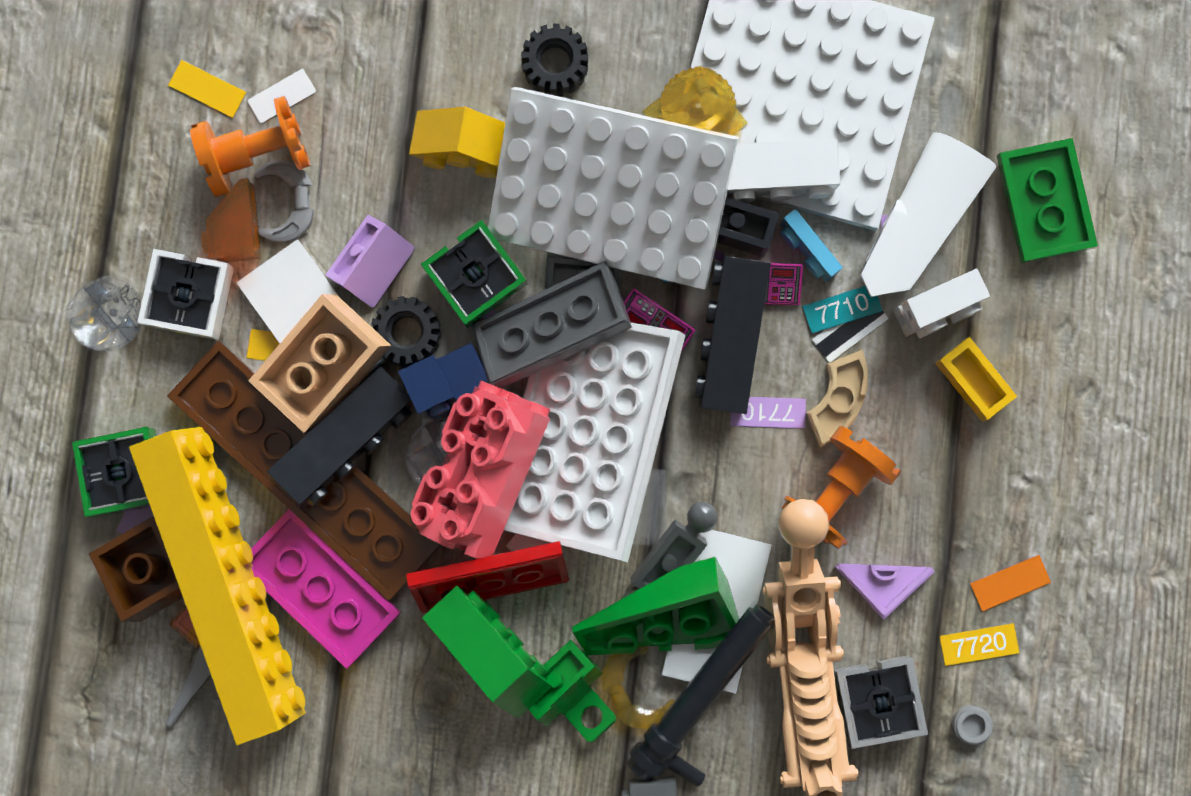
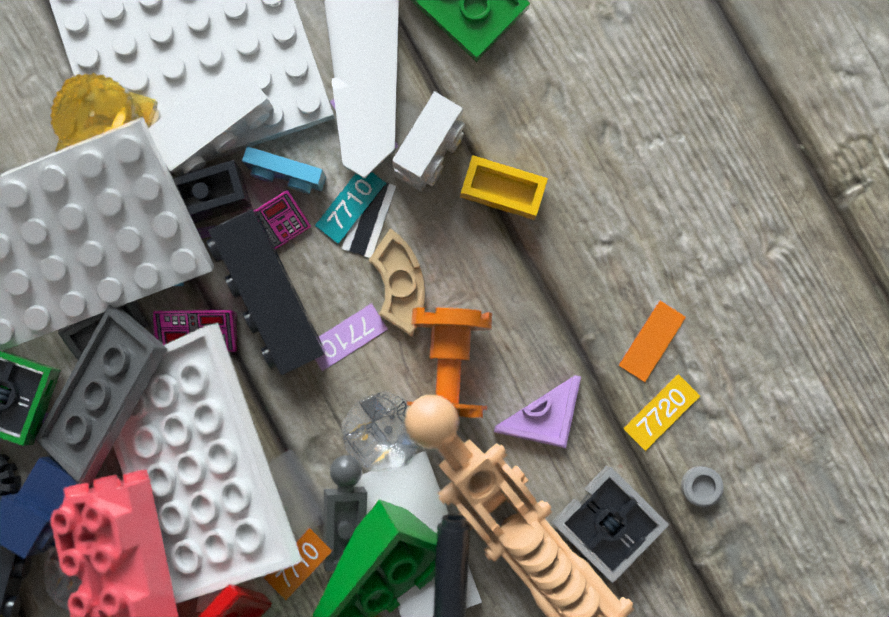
camera: 35 degrees left, 0 degrees up
(599, 568) = (312, 553): none -> orange sticker
(747, 505) = (377, 432): none -> clear dish

